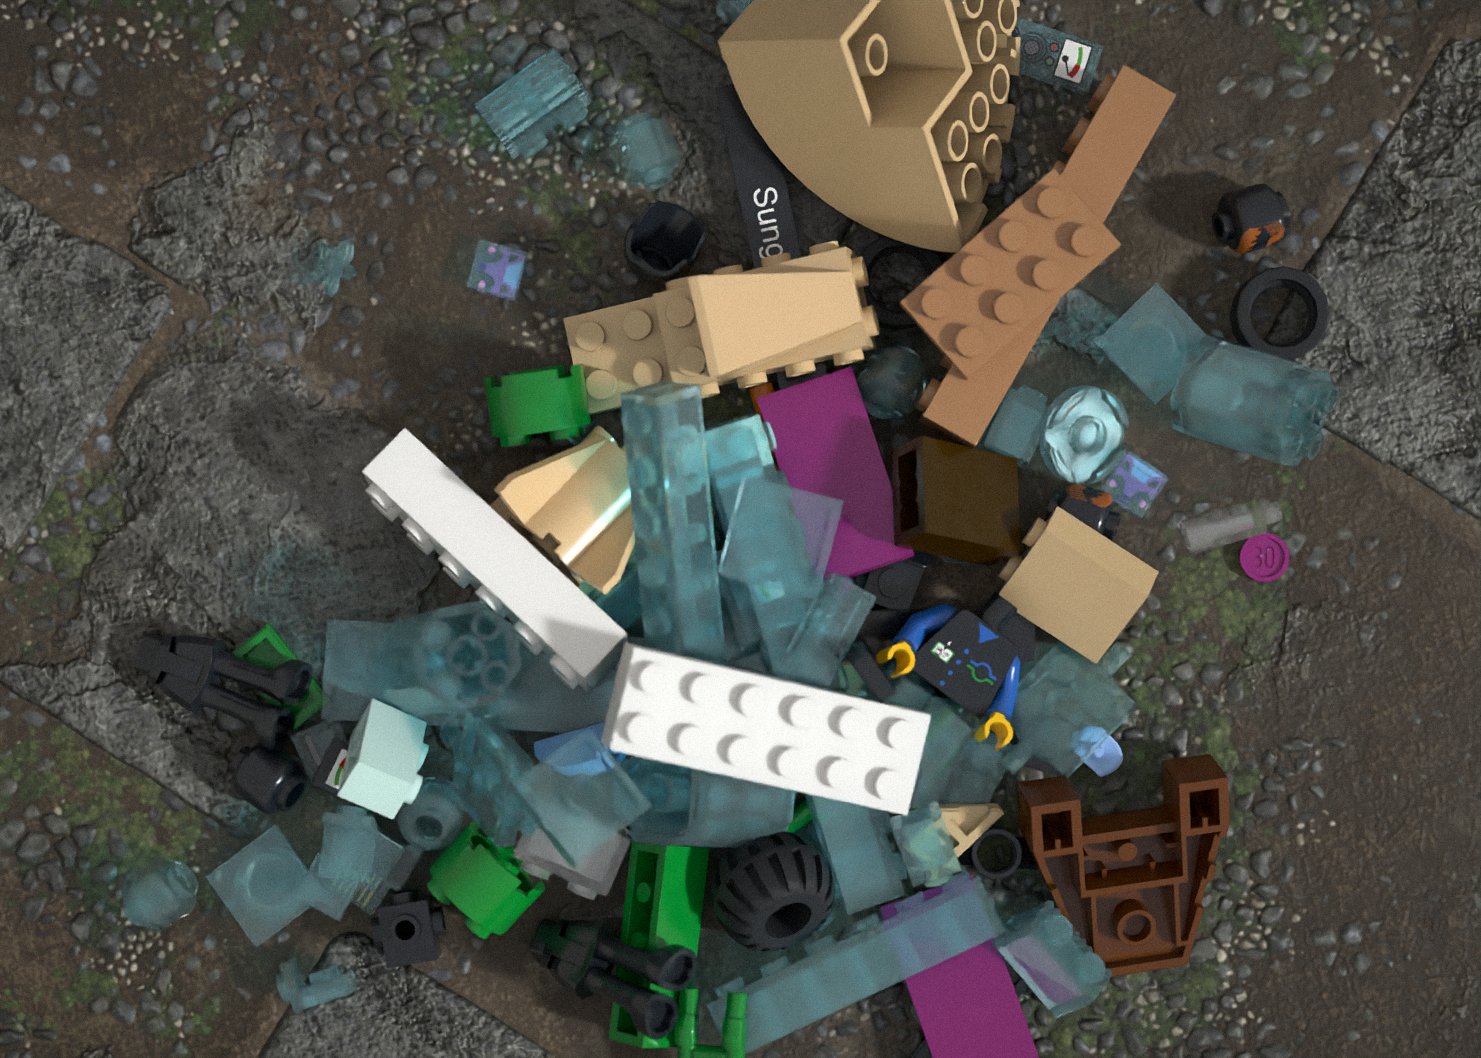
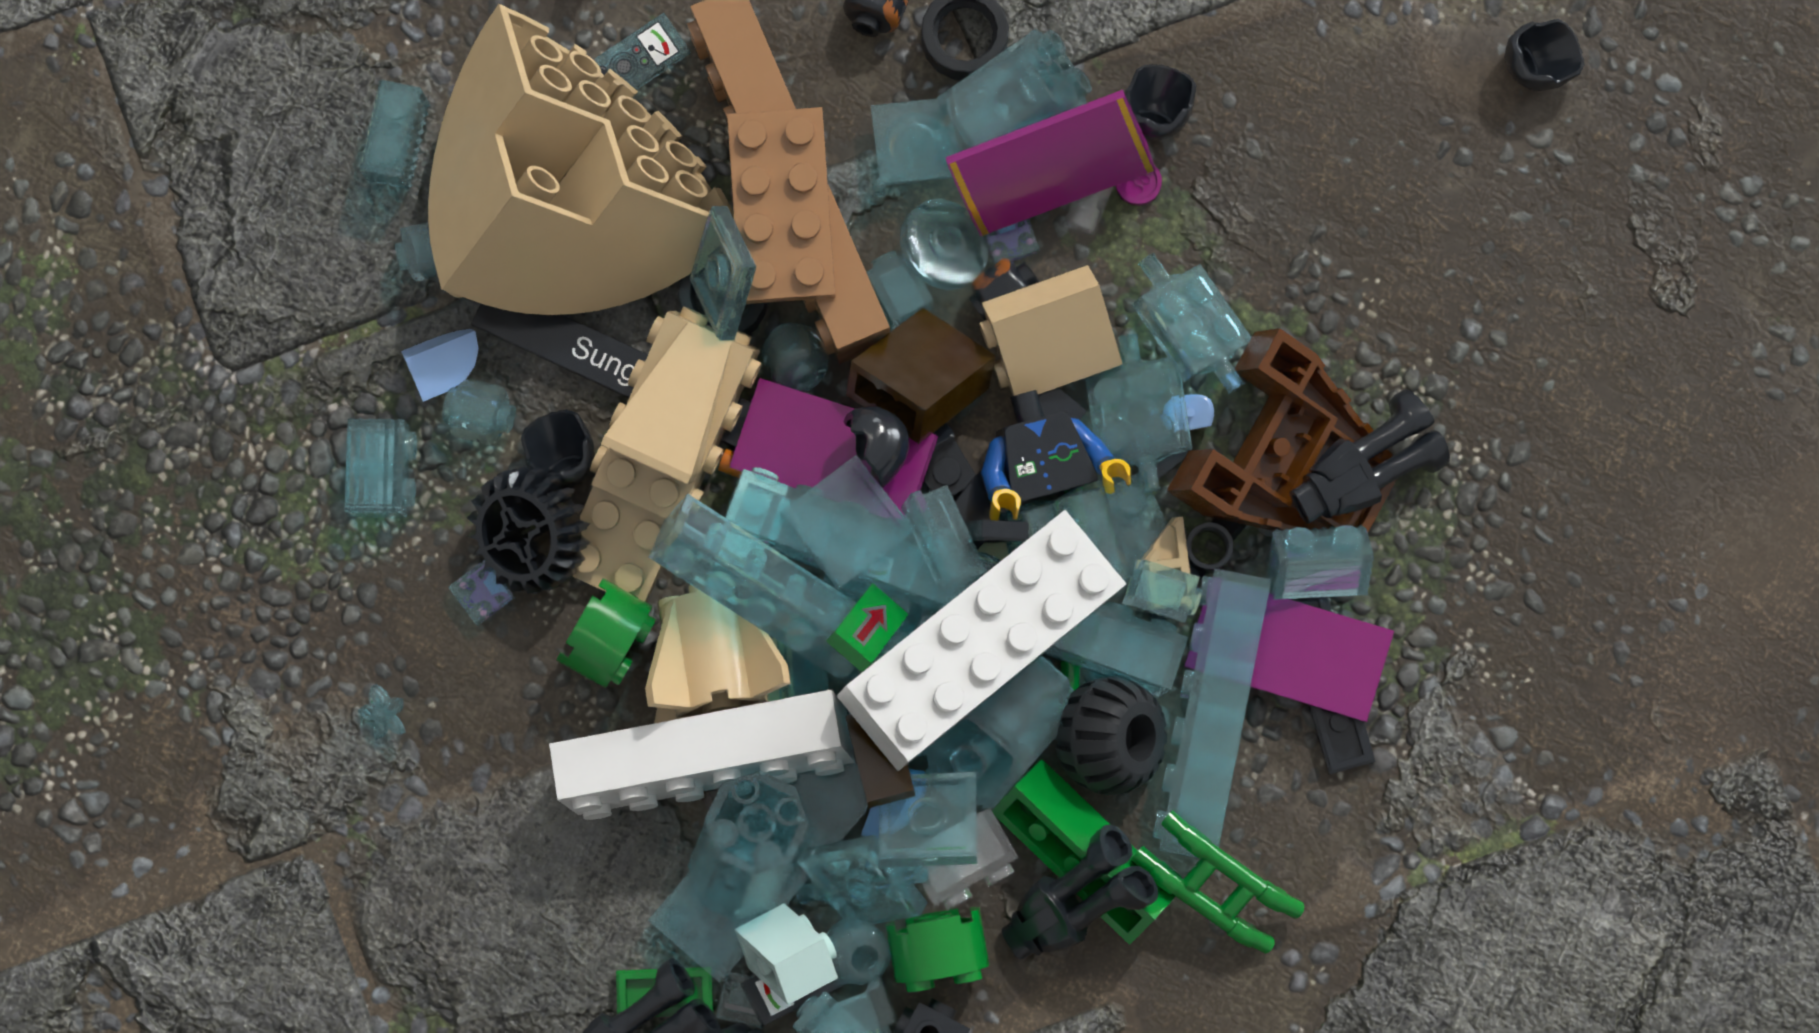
camera: 45 degrees left, 5 degrees down
(584, 728) = (878, 775): none -> dark brown tile
(597, 249) = (543, 555): none -> black gear
(663, 88) = (442, 362): none -> light blue brick
(703, 622) = (867, 627): none -> green tile
(871, 512) = (879, 441): none -> black hair
(914, 269) = (722, 273): none -> clear light blue tile
(1138, 932) = (1344, 479): none -> black piece
(1176, 695) = (1192, 322): none -> clear light blue plate
(1222, 475) = (1051, 163): none -> magenta slope
(1346, 524) = (1161, 100): none -> black hair

